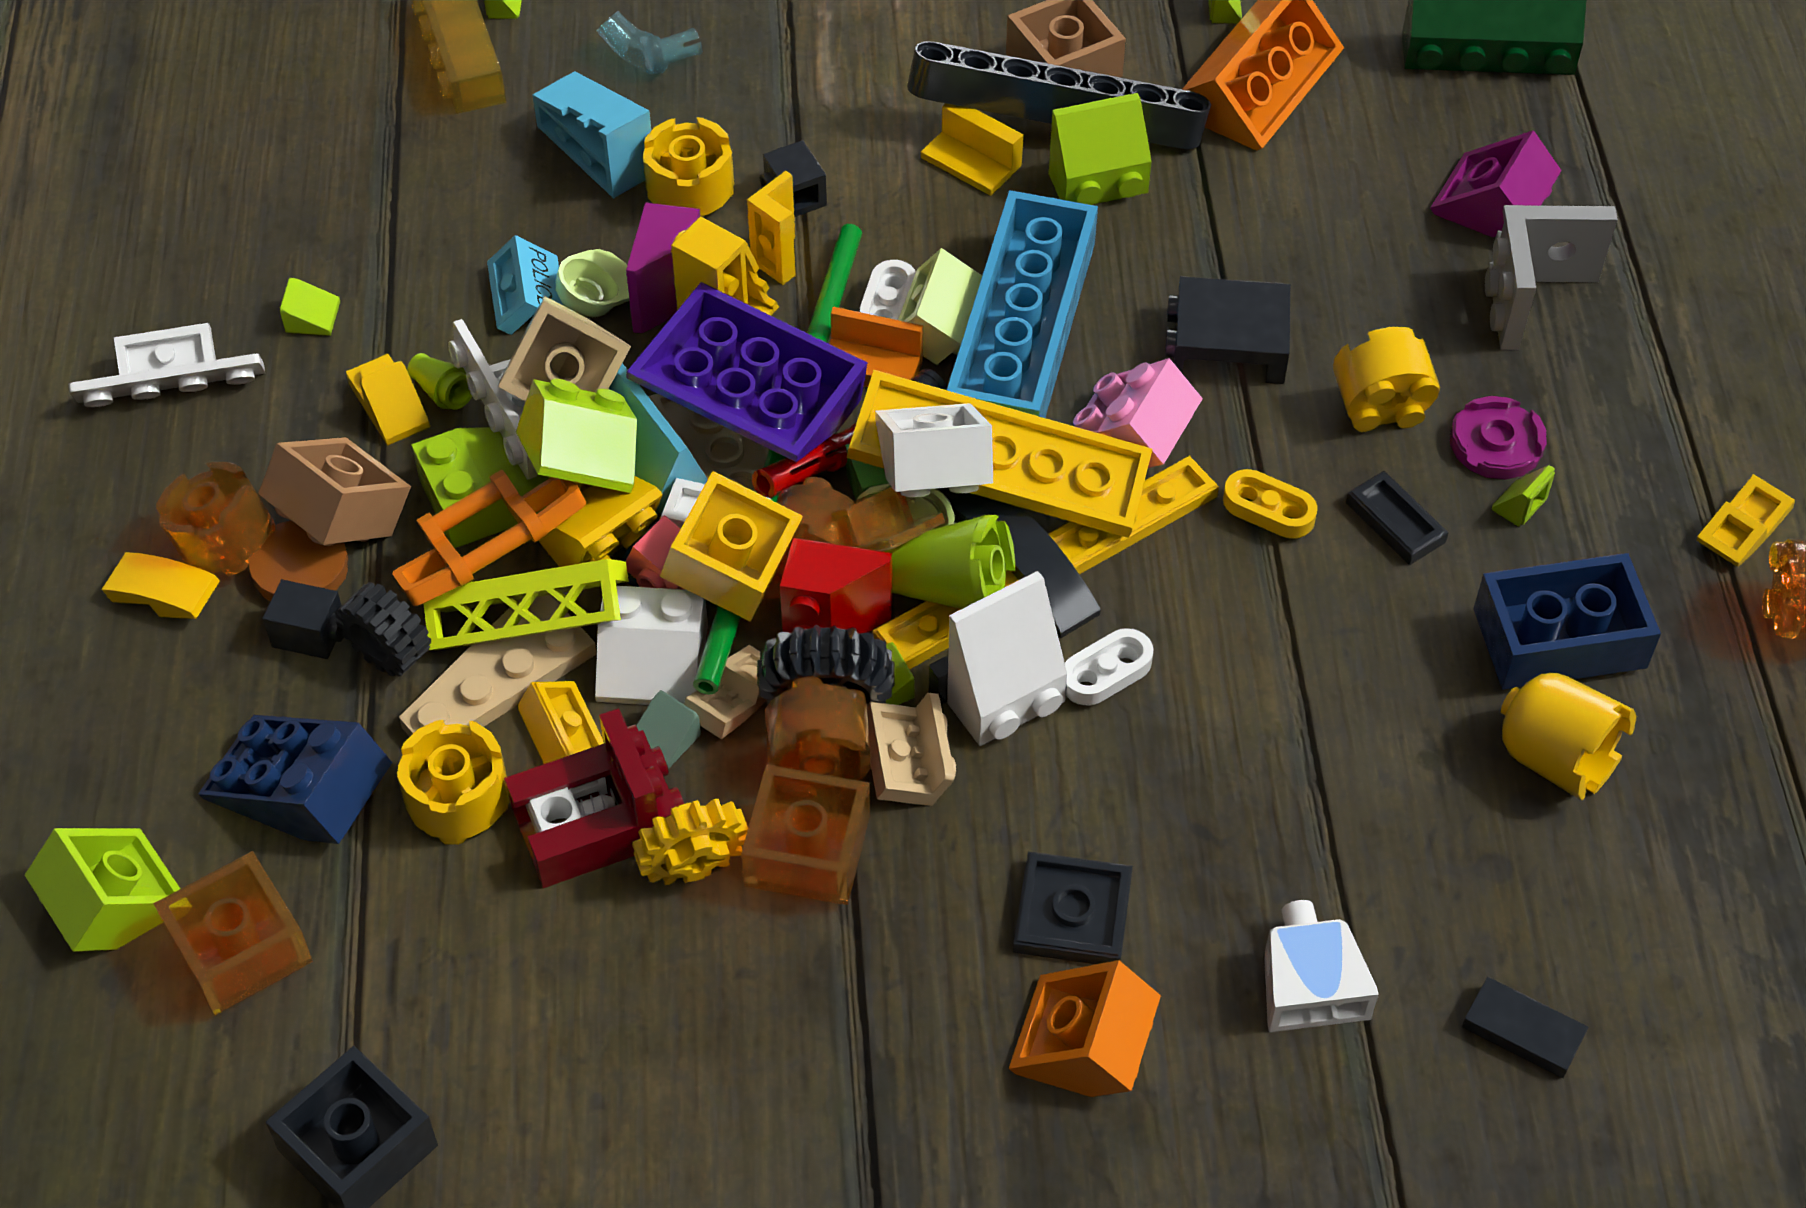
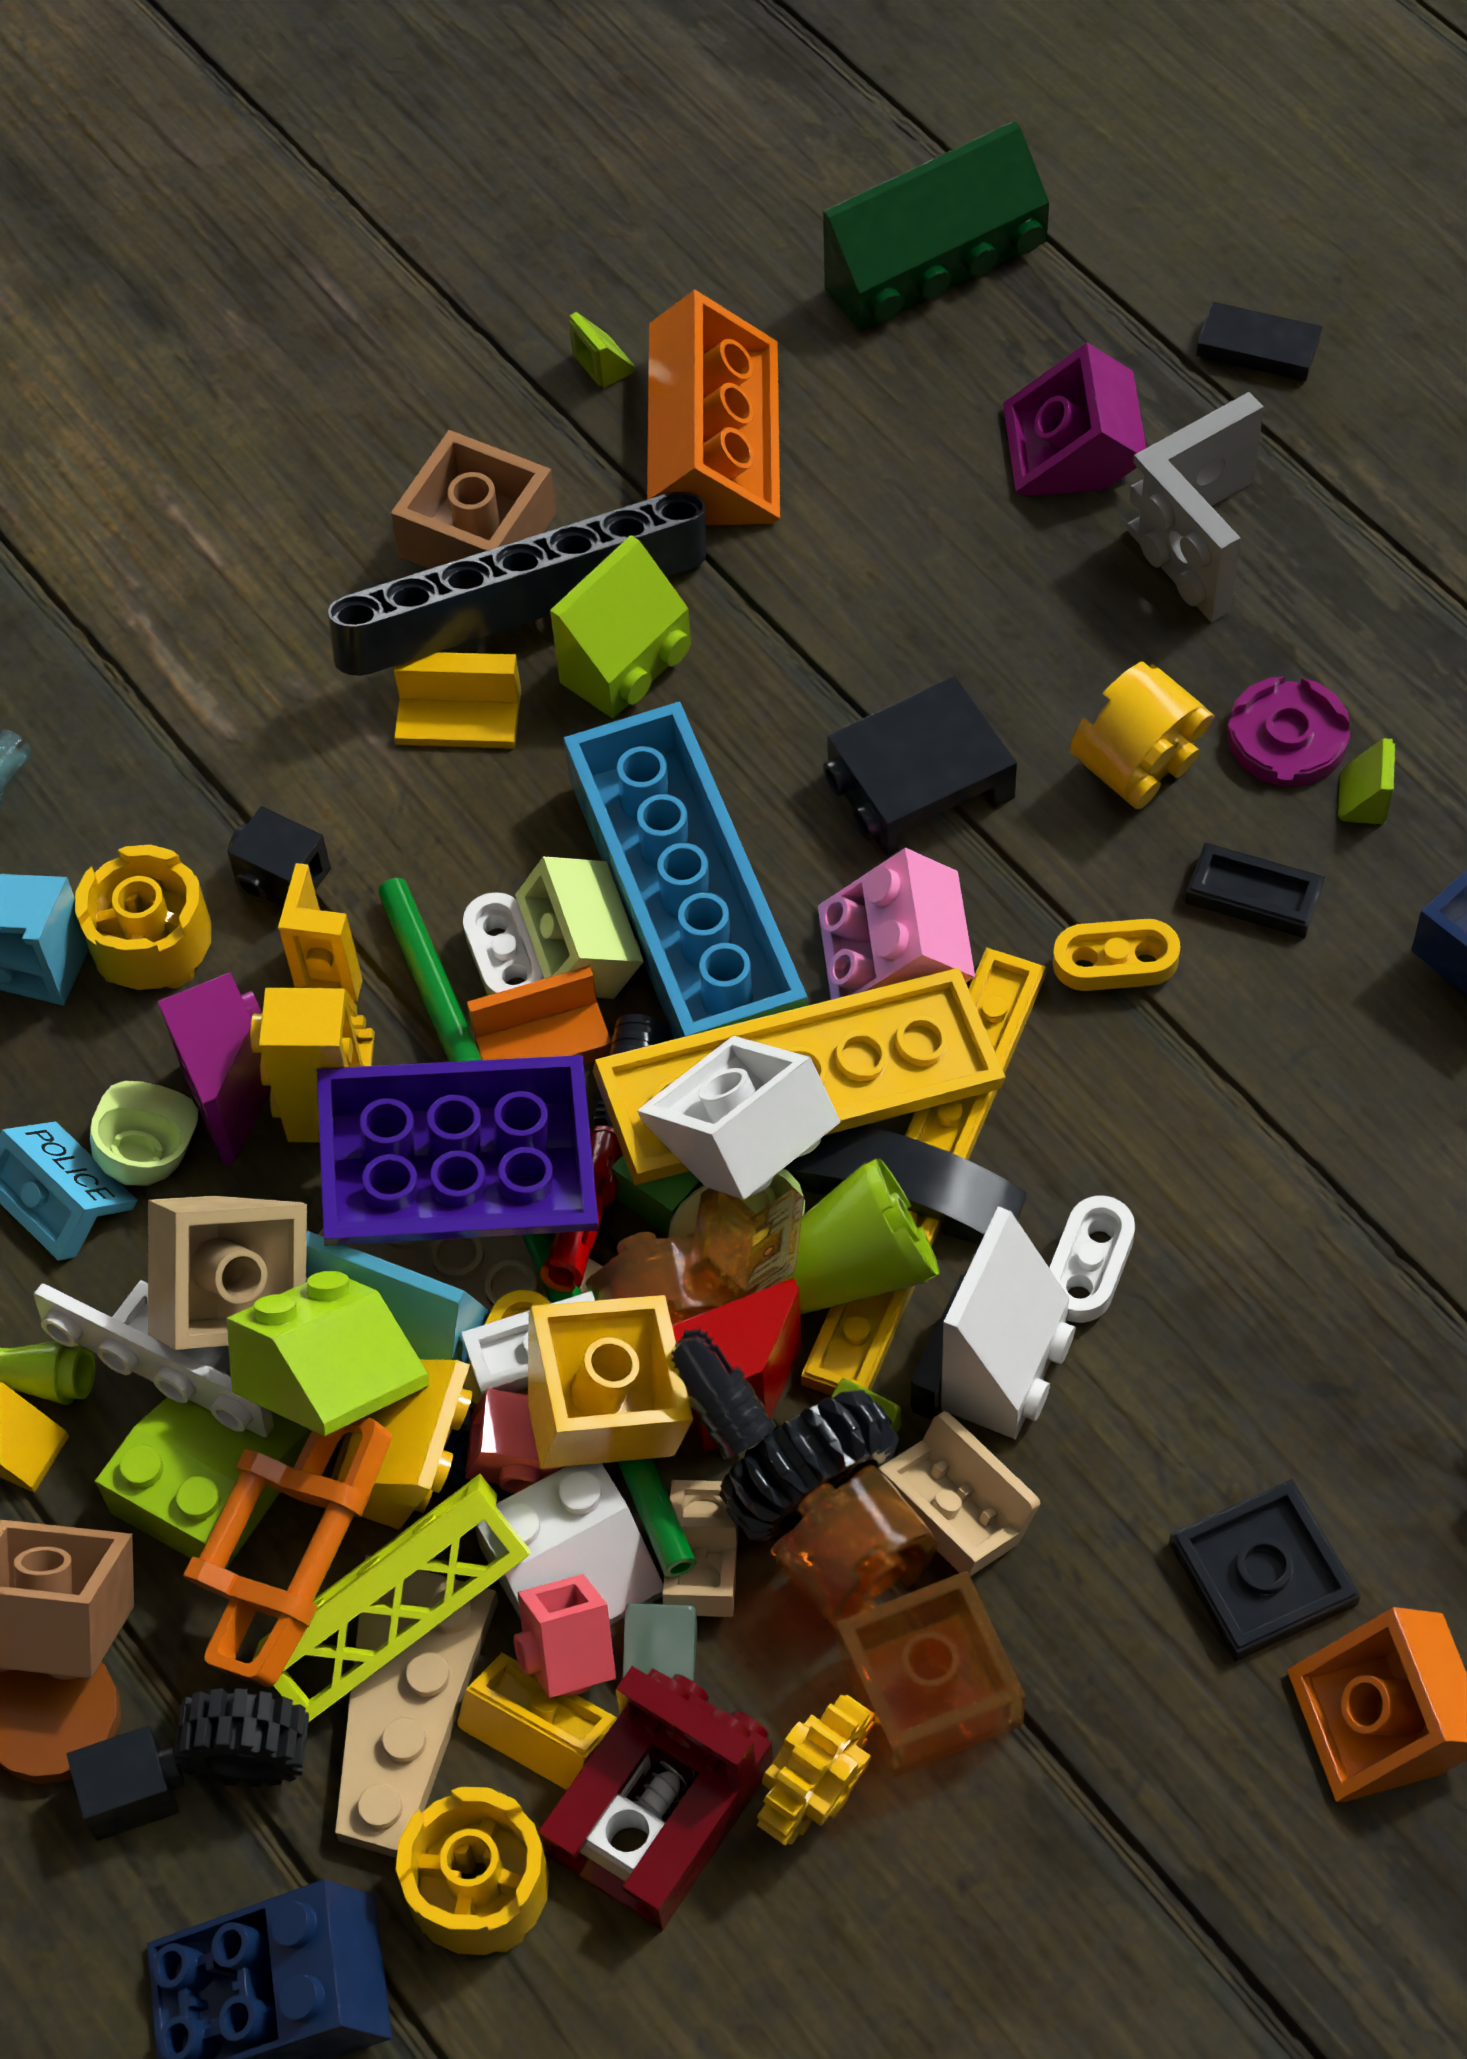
camera: 30 degrees left, 5 degrees up
(606, 682) = (565, 1636): none -> coral brick
(788, 584) = (720, 1394): none -> black hinge
(1670, 199) = (1259, 341): none -> black tile

